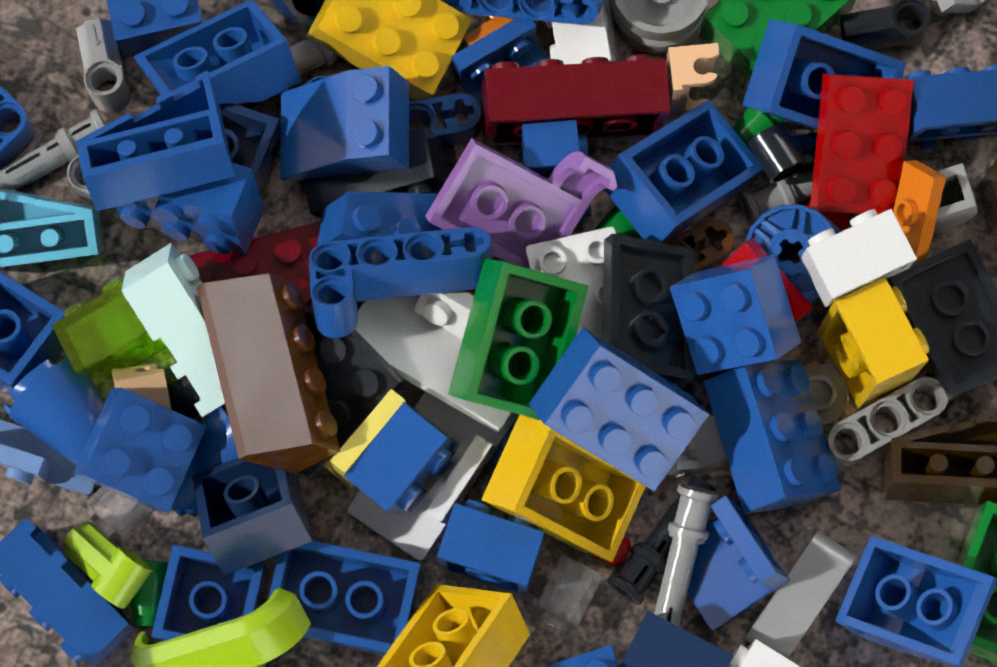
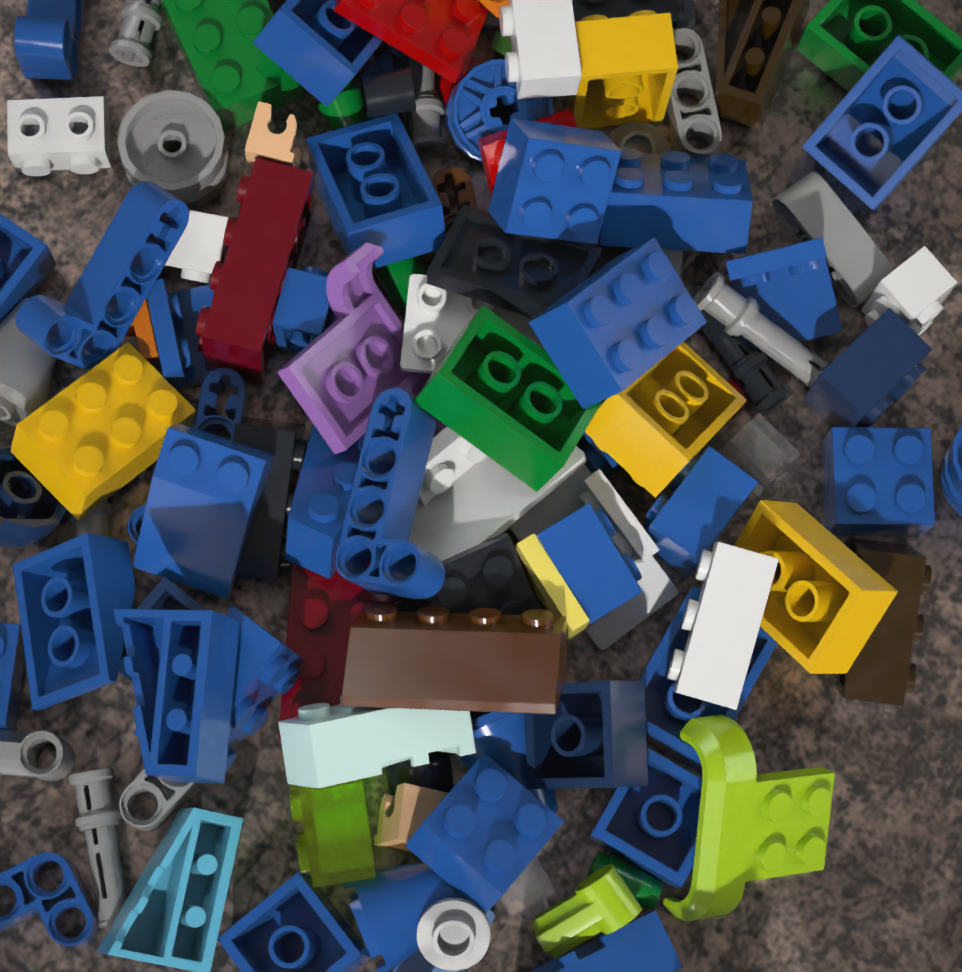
camera: 80 degrees left, 0 degrees up
(49, 454) = (453, 934): none -> piece
(384, 592) = (722, 624): none -> white brick

